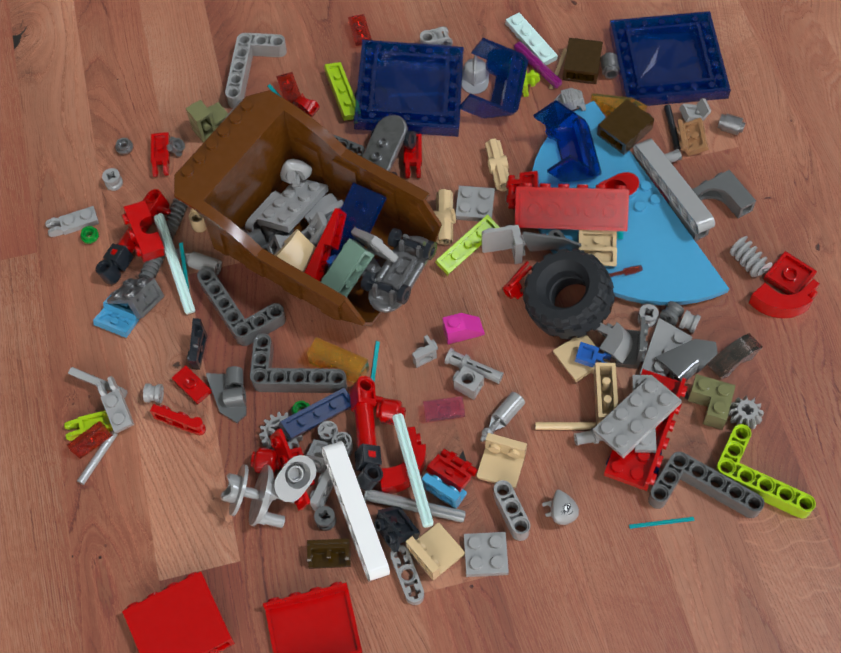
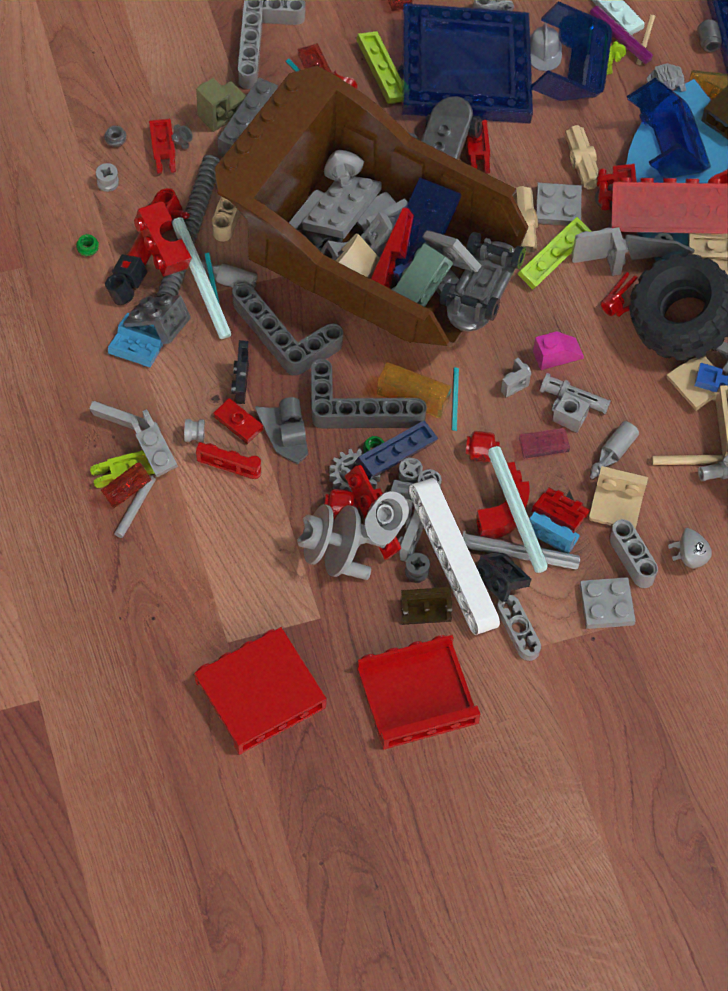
camera: 10 degrees left, 0 degrees up
(72, 222) = (63, 230): light grey hinge -> none
(368, 454) = (462, 495): red piece -> none
(435, 550) = (548, 600): tan bracket -> none
(582, 60) = (676, 30): dark brown brick -> none

